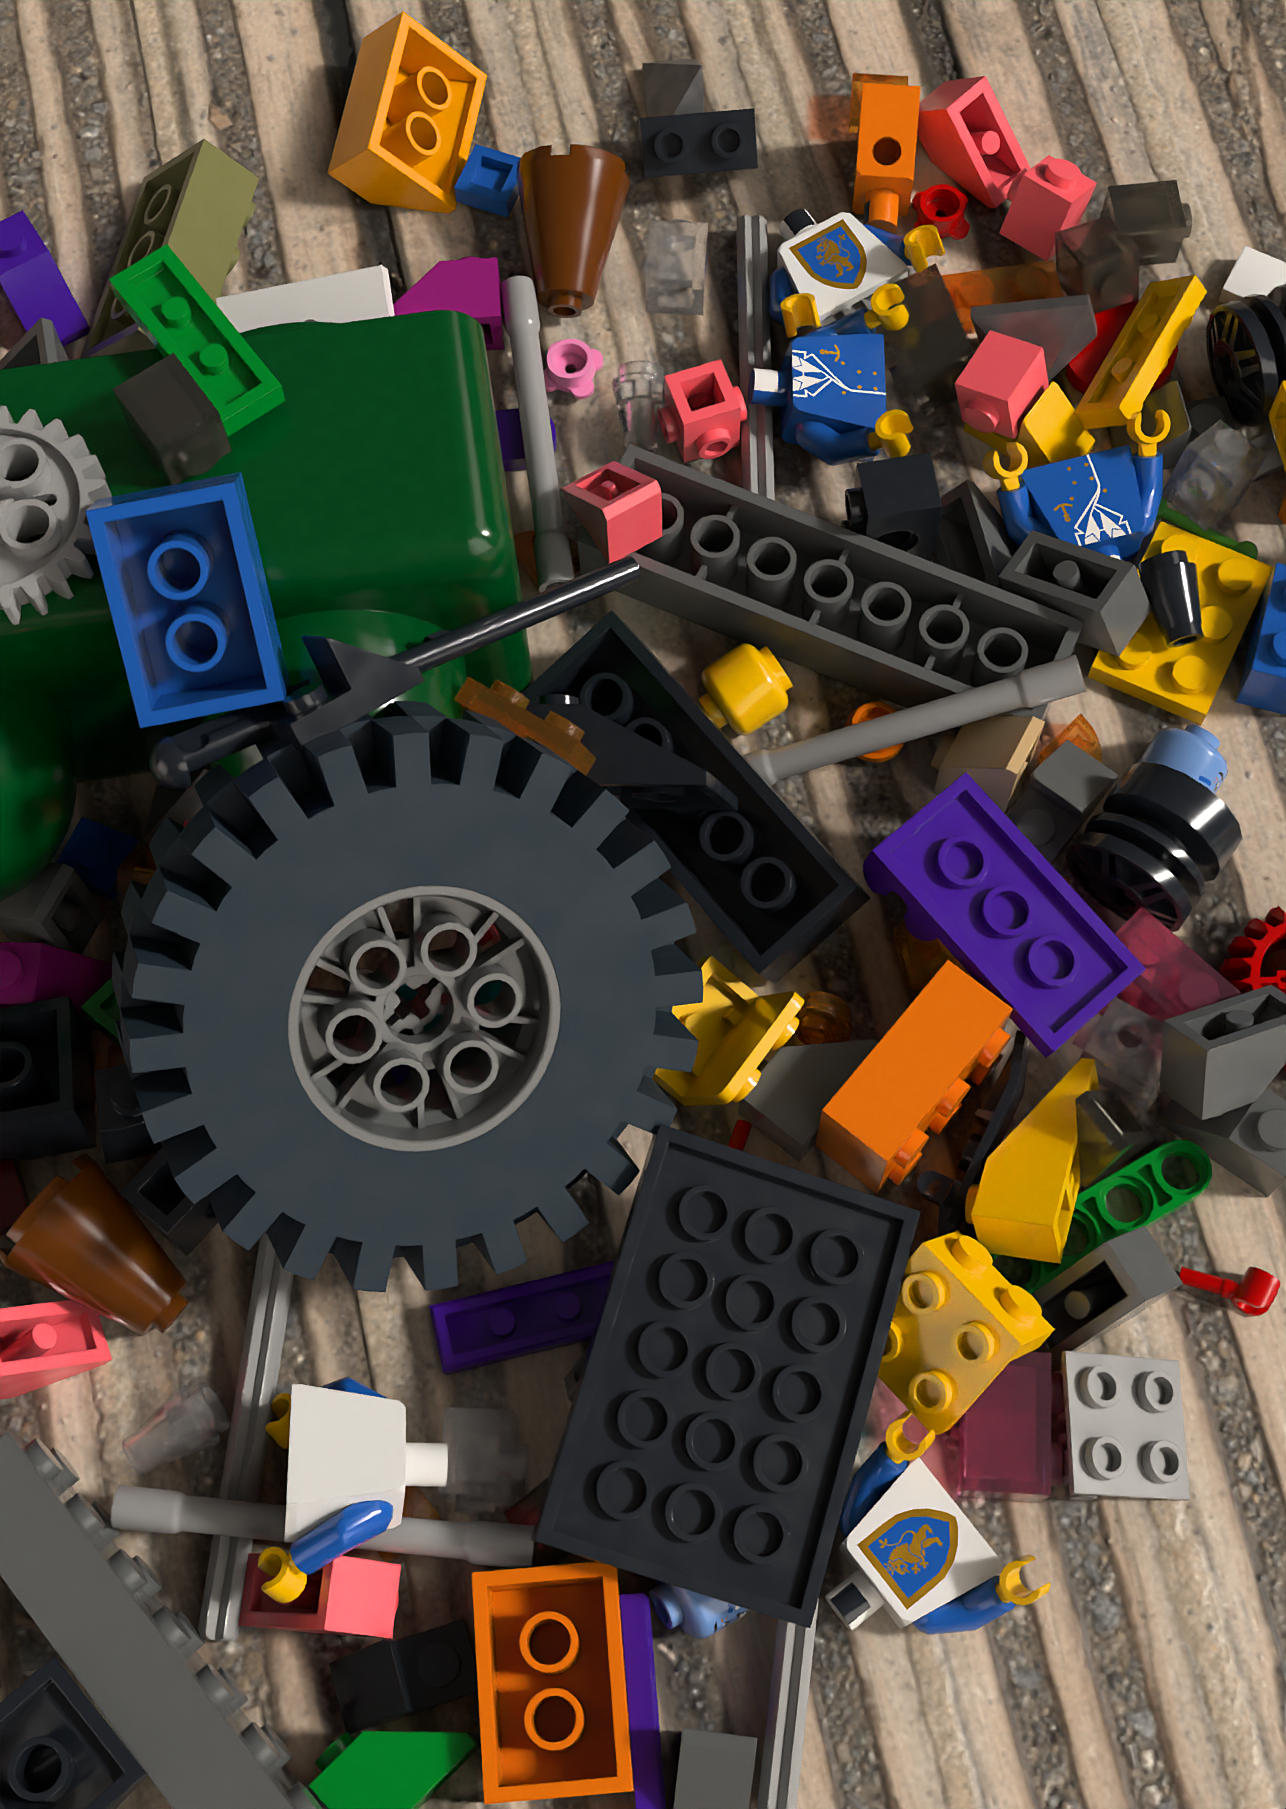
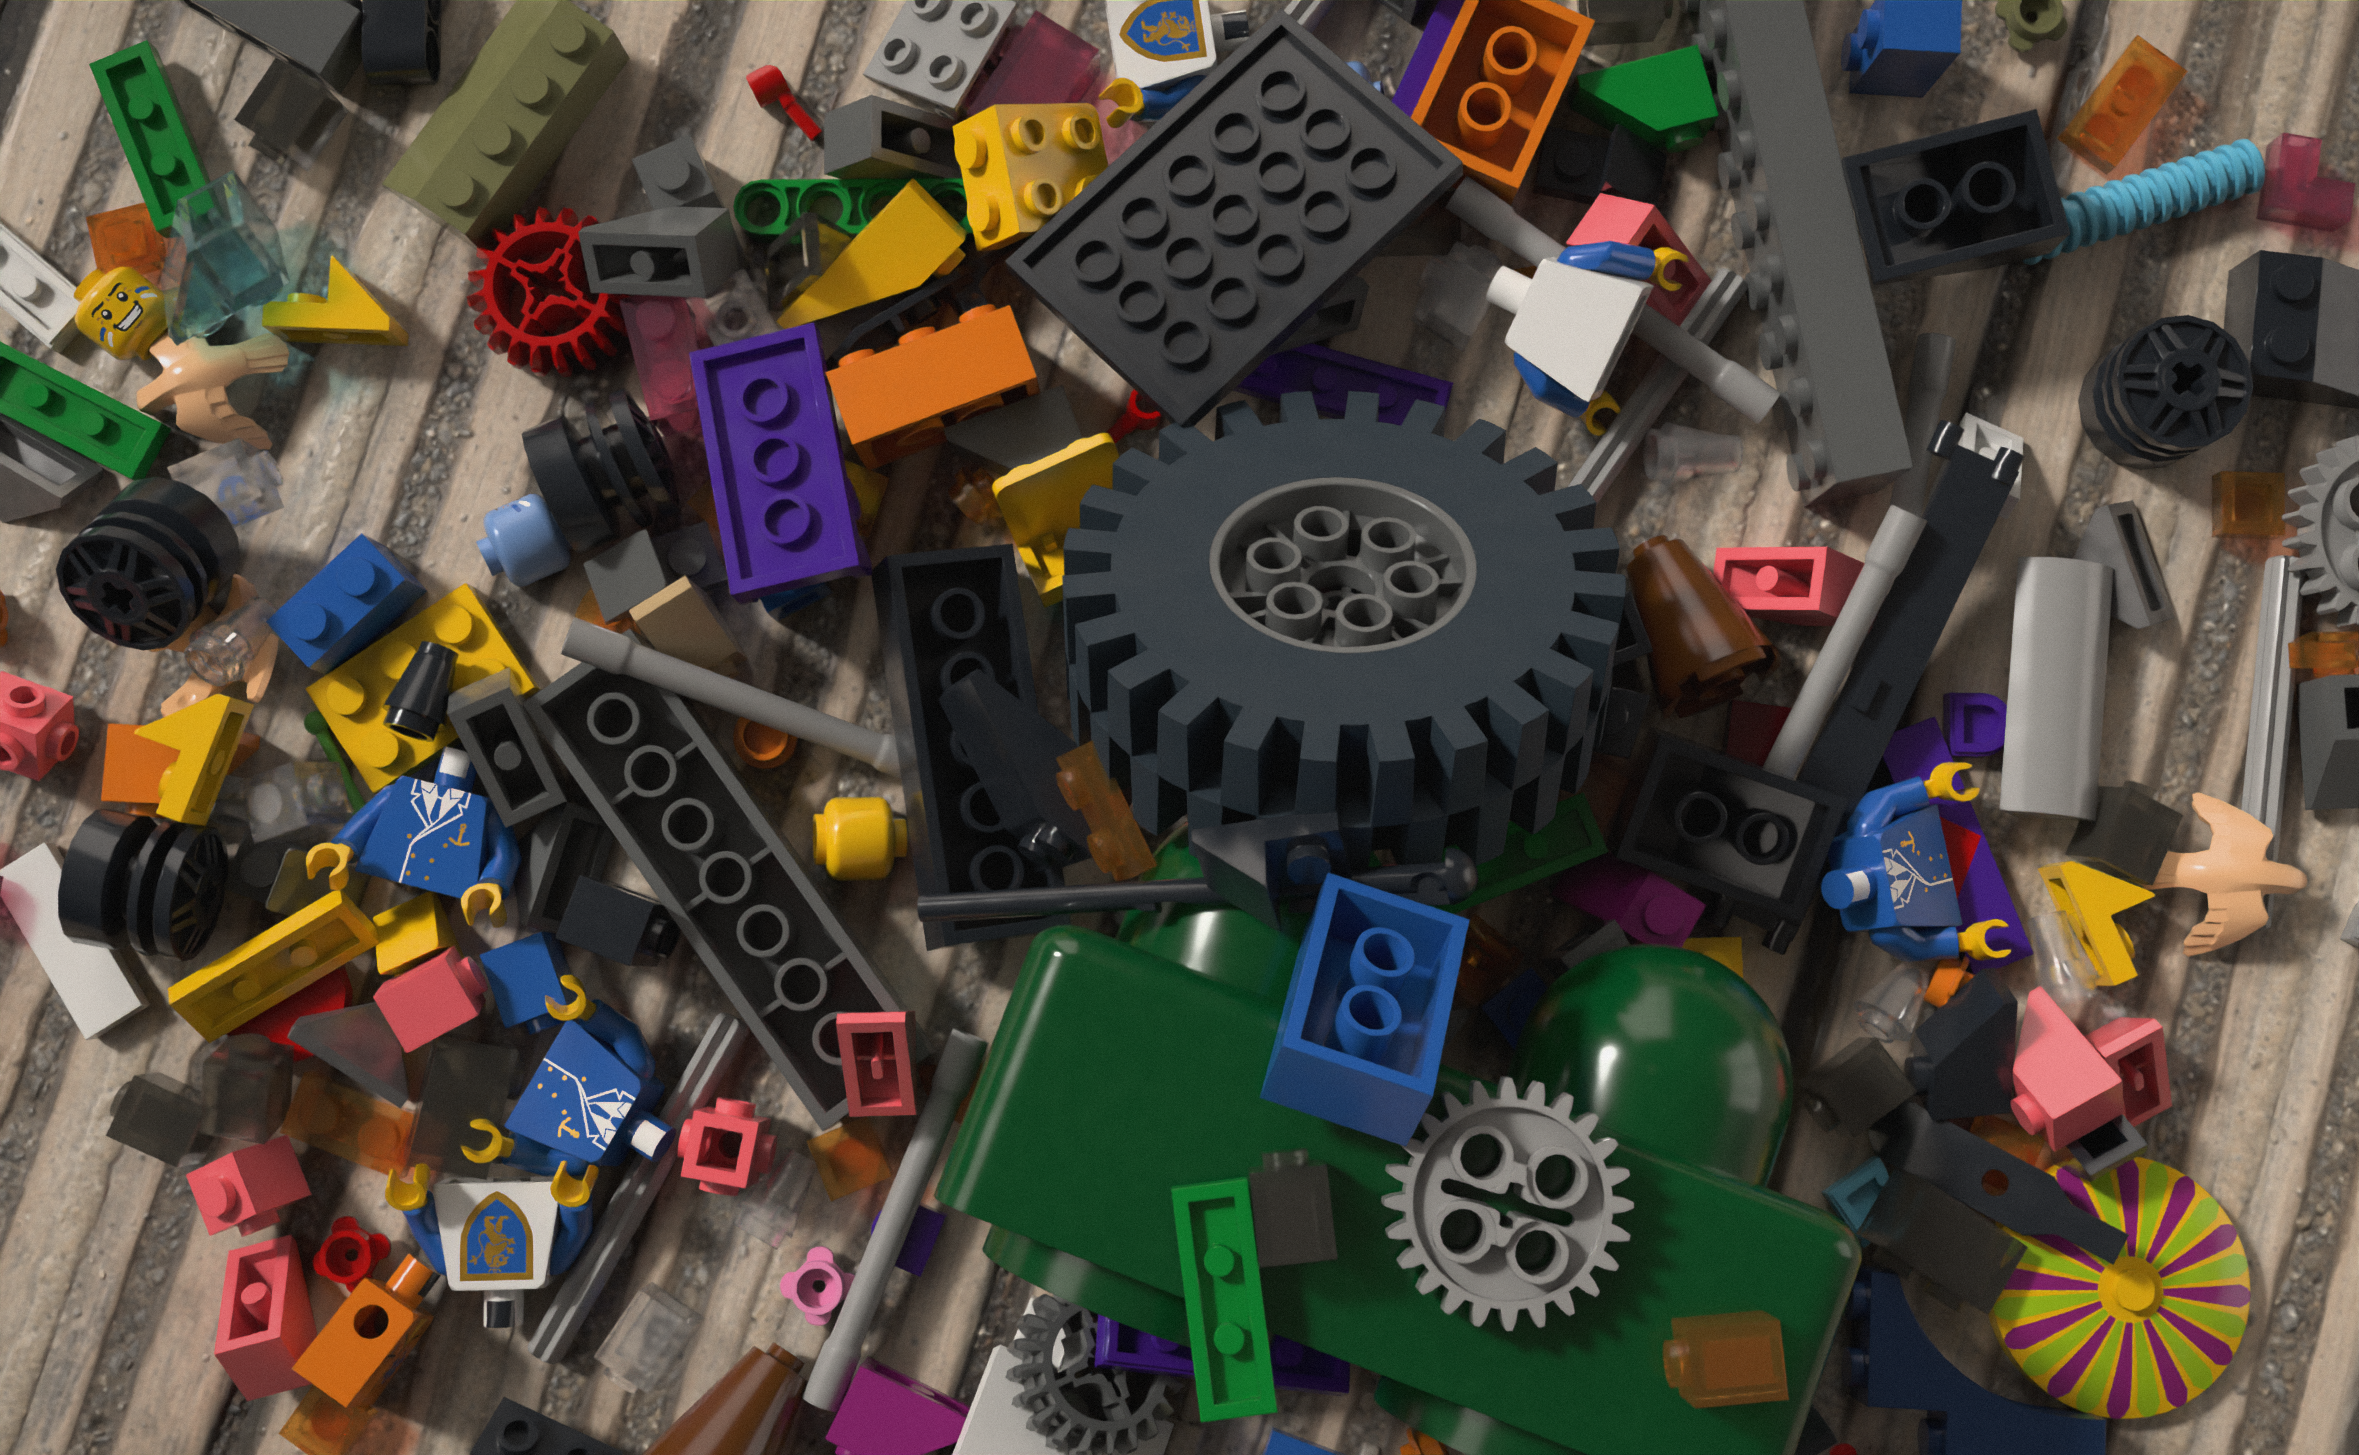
camera: 155 degrees left, 15 degrees up
(593, 451) = (850, 1158): none -> clear orange plate
(952, 443) = (523, 976): none -> blue brick

